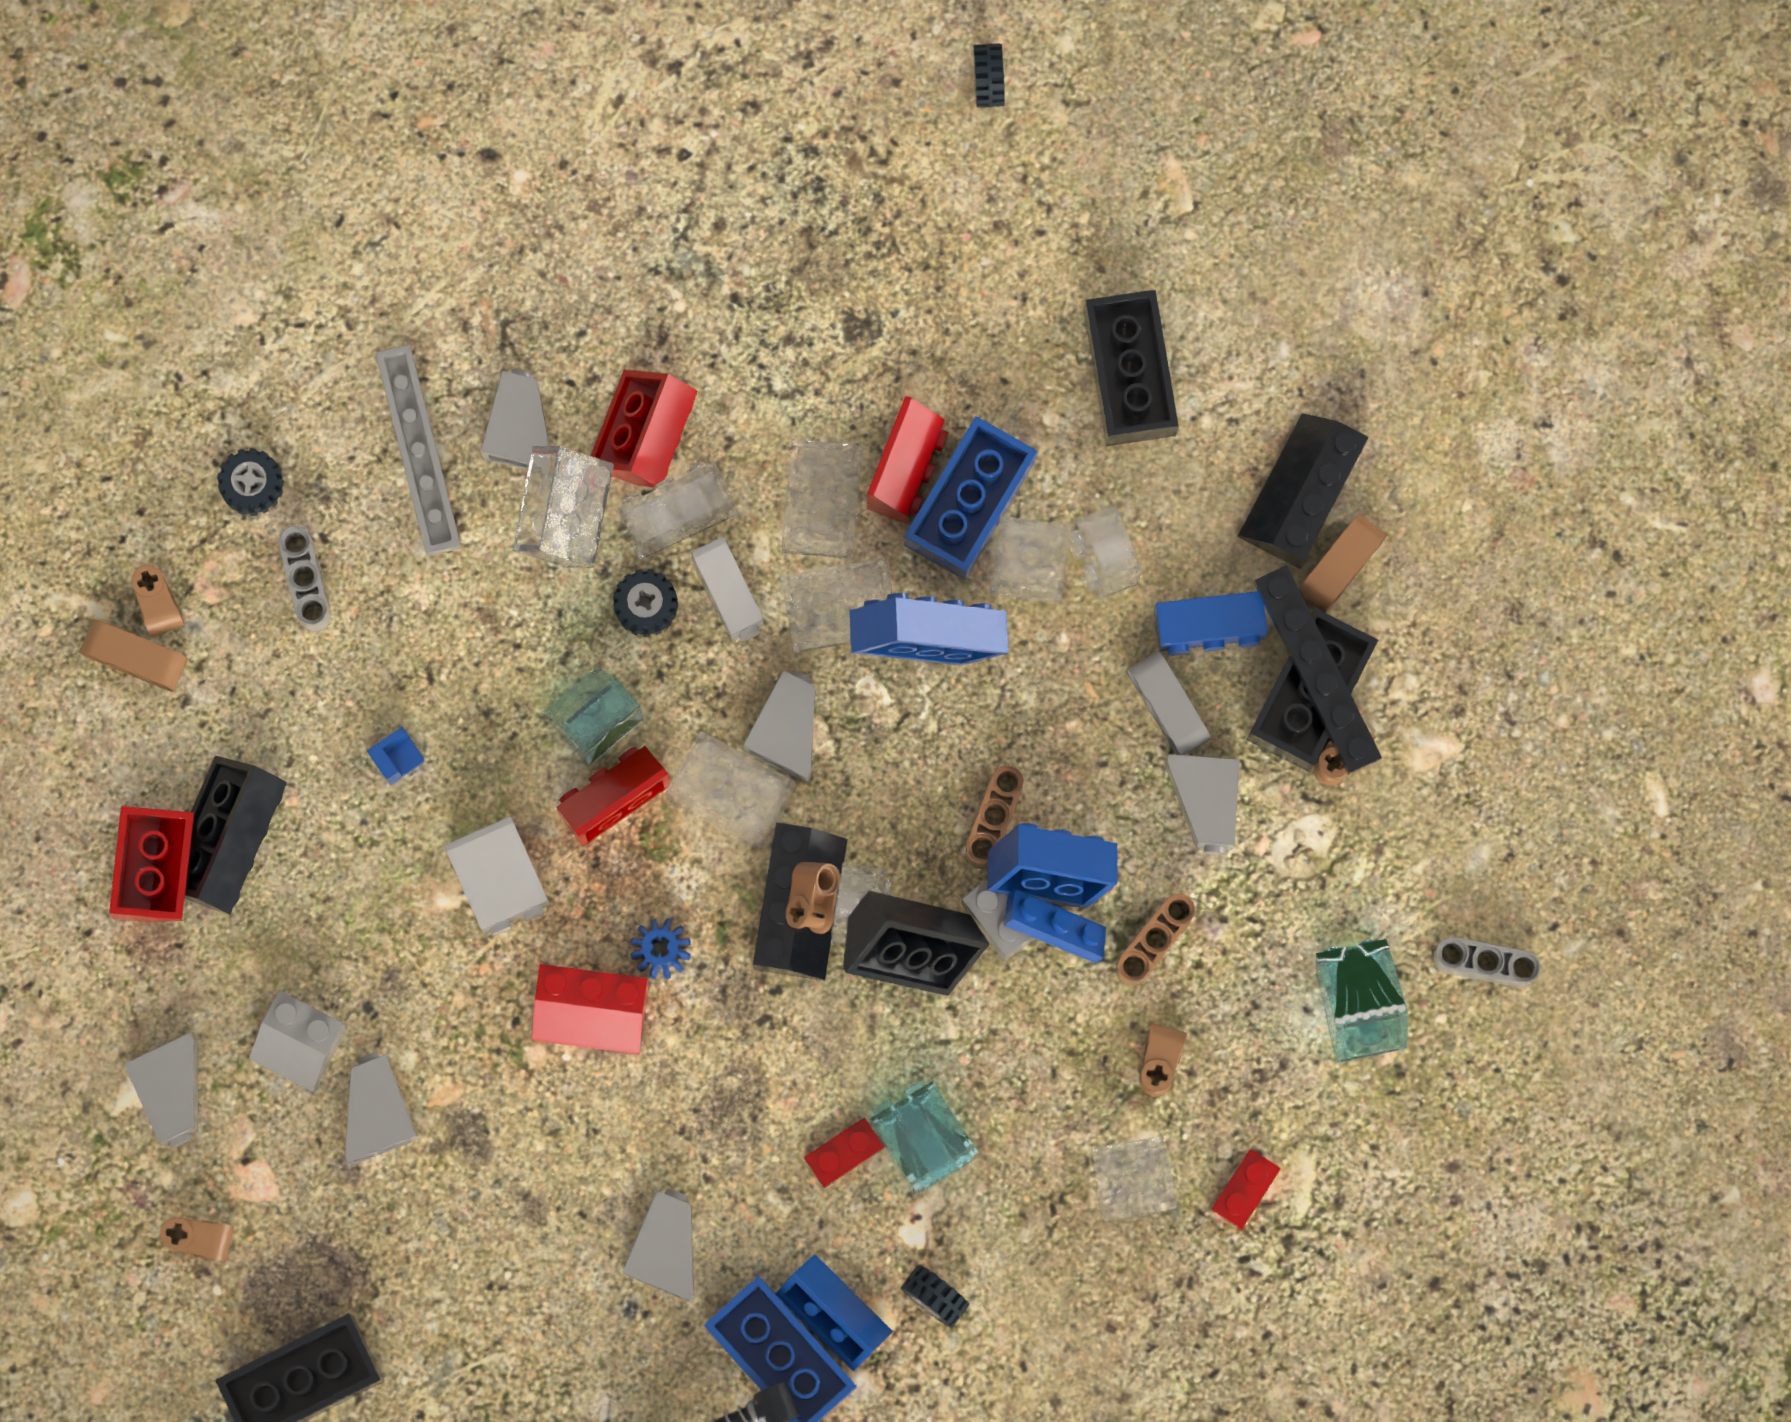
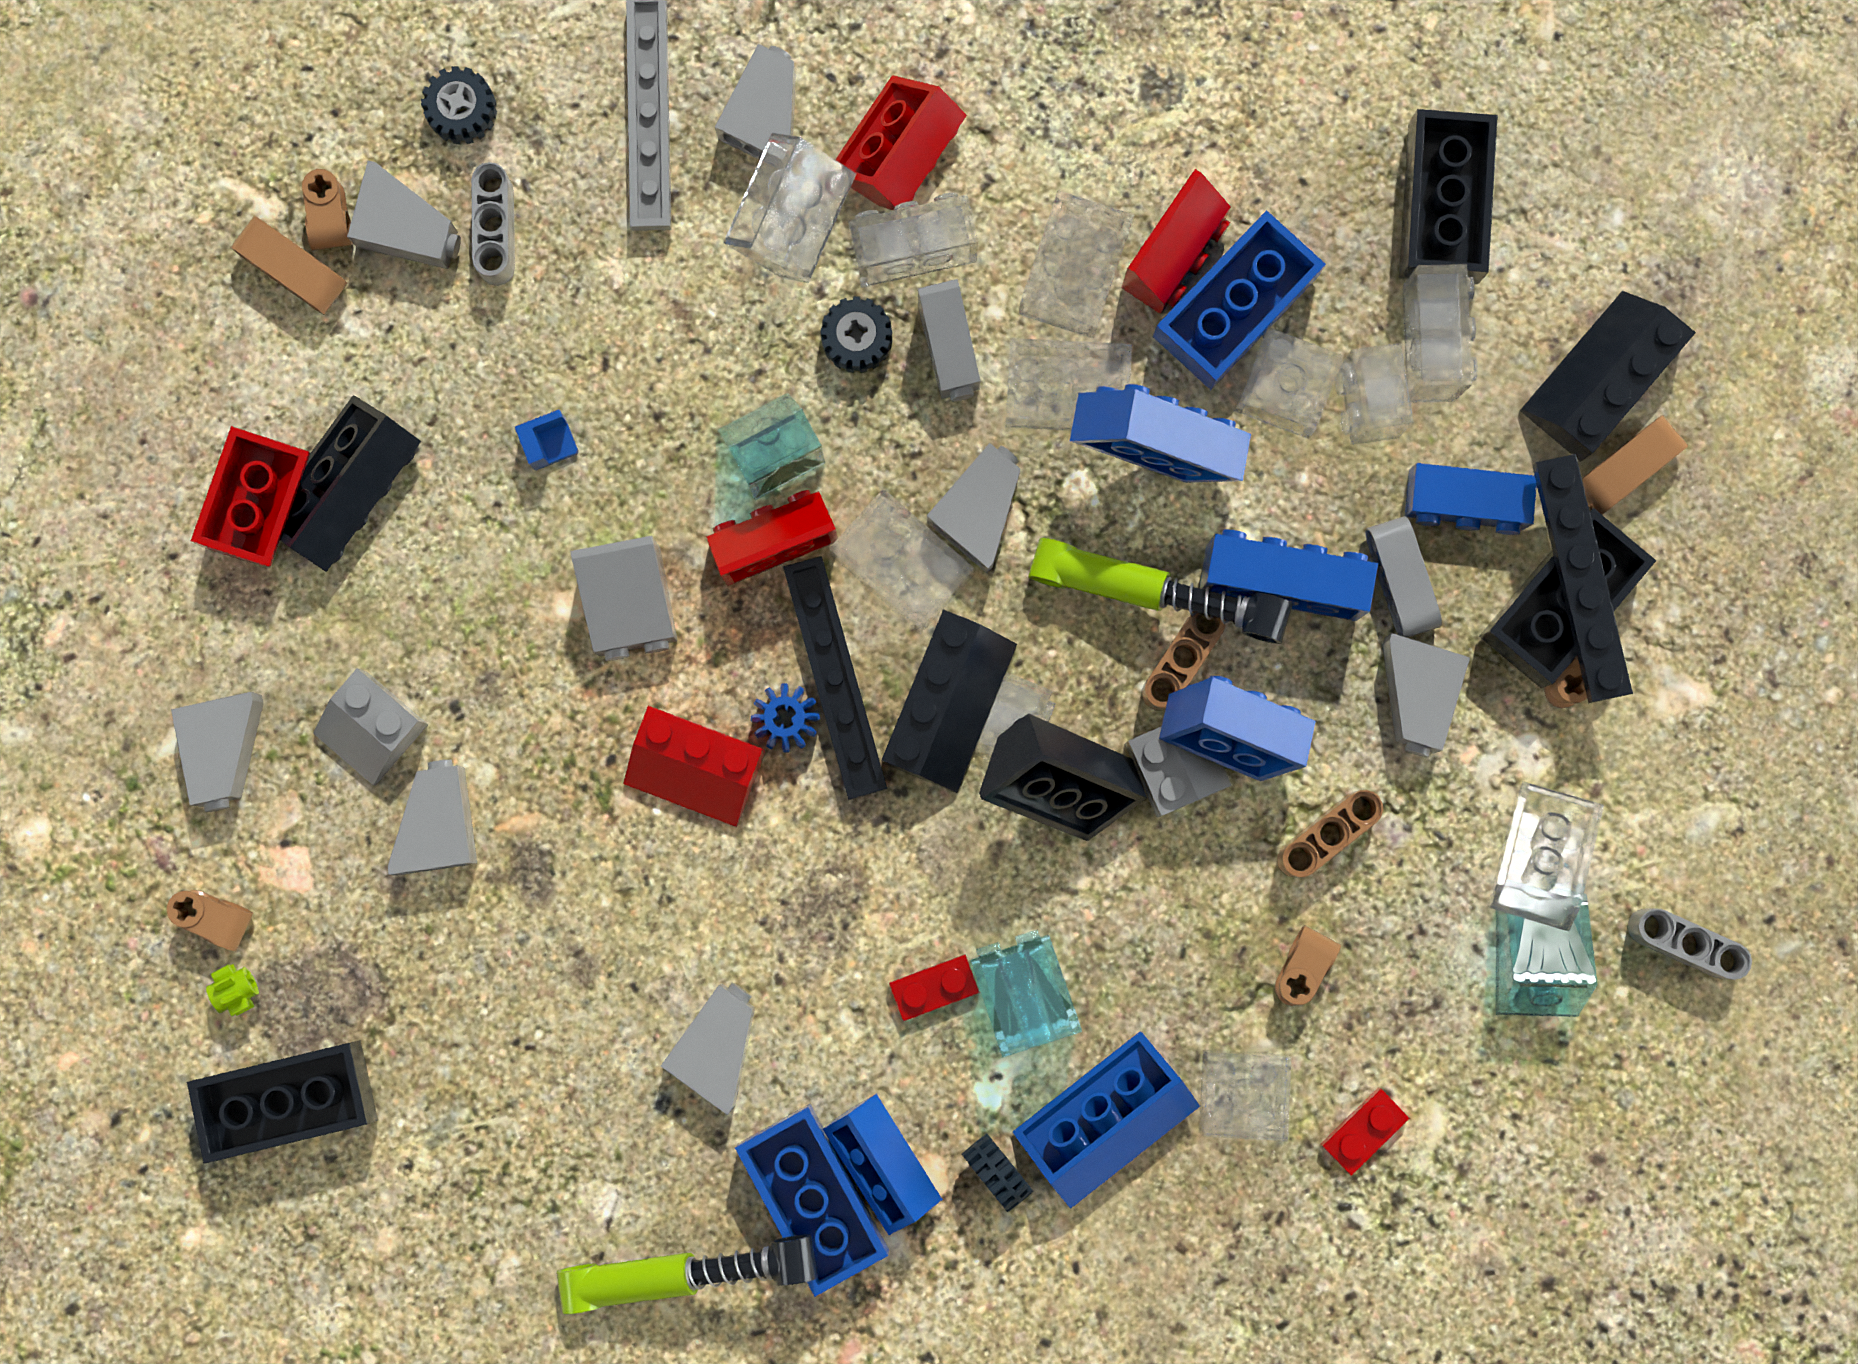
camera: 15 degrees right, 5 degrees up
(224, 595) = (399, 222): none -> light grey slope
(232, 1296) = (232, 990): none -> lime gear
(696, 904) = (835, 678): none -> black plate
(813, 893) = (966, 698): medium nougat piece -> none
(874, 762) = (1065, 566): none -> piece
(1019, 1230) = (1106, 1119): none -> blue slope
(1055, 926) = (1223, 794): blue plate -> none
(1067, 726) = (1303, 576): none -> blue brick
(1149, 487) = (1439, 333): none -> clear brick
(1341, 913) = (1546, 856): none -> clear brick

